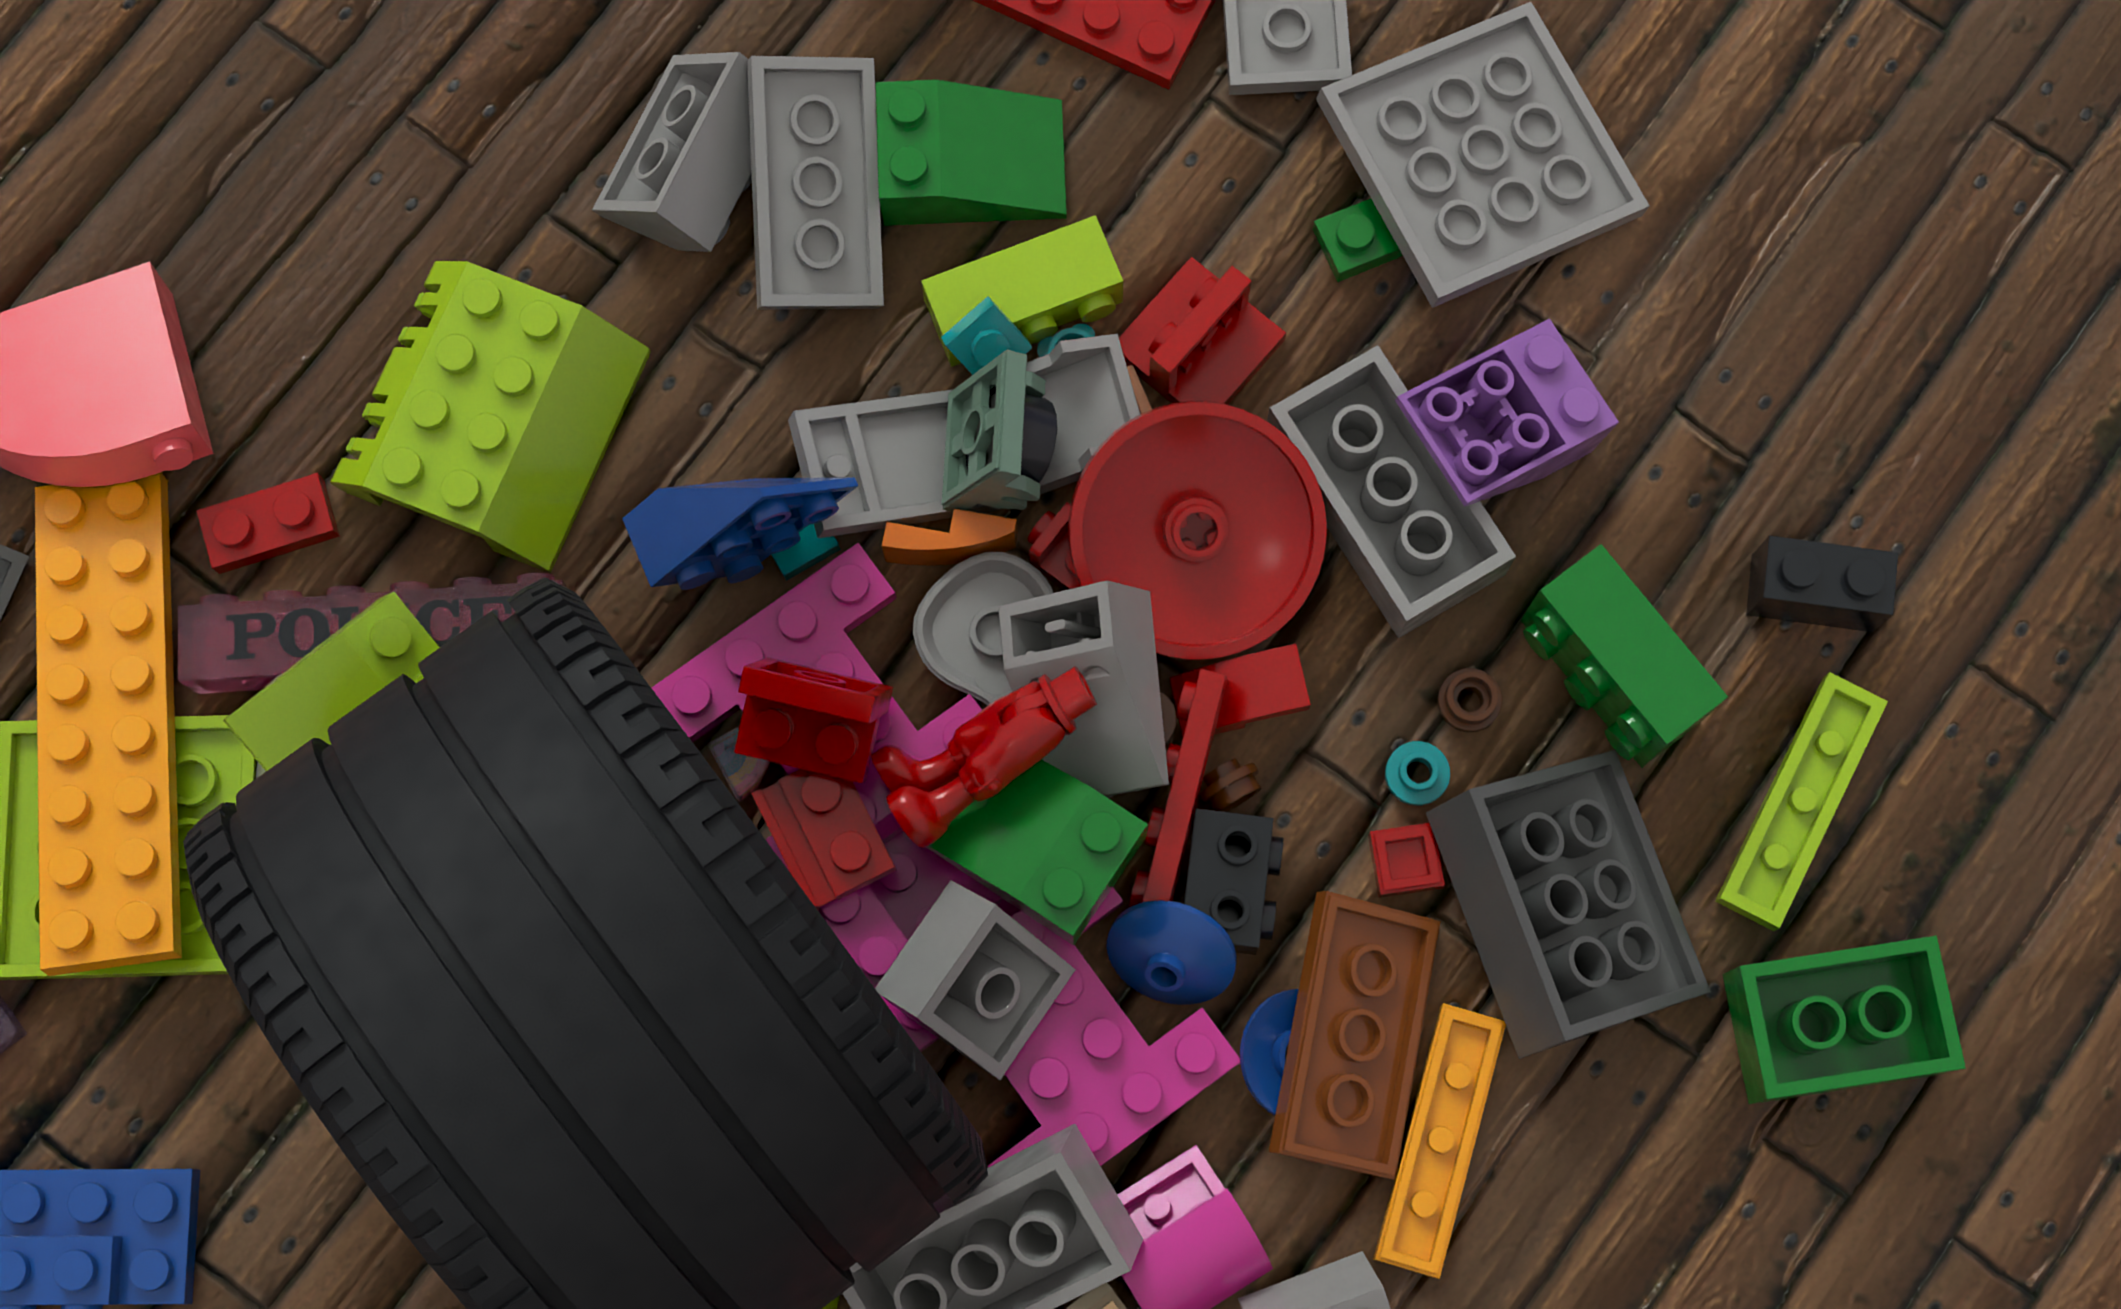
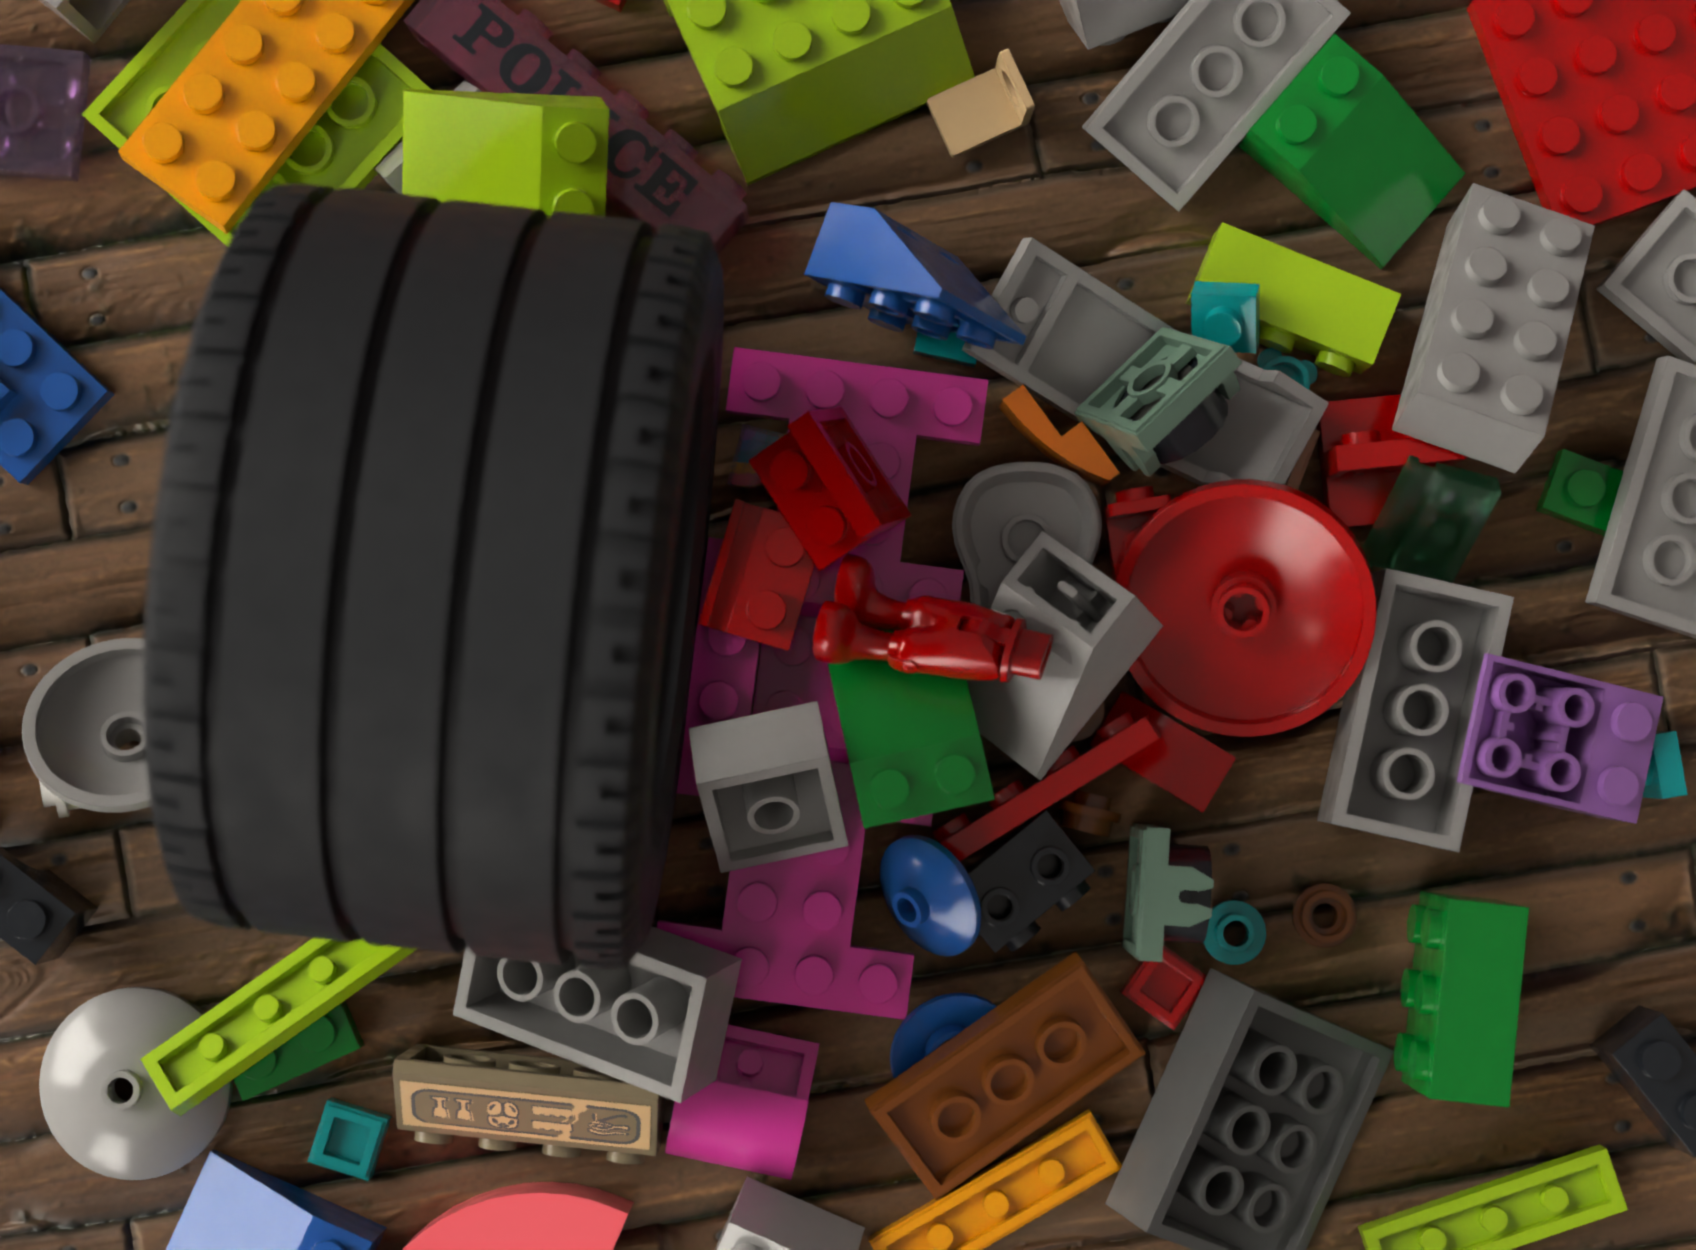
camera: 45 degrees right, 10 degrees up
(673, 358) = (982, 107): none -> tan bracket
(1183, 178) = (1494, 329): none -> light grey brick
(1268, 346) = (1431, 520): none -> clear green plate
(1337, 786) = (1165, 892): none -> sand green piece
(1602, 368) = (1665, 770): none -> teal plate

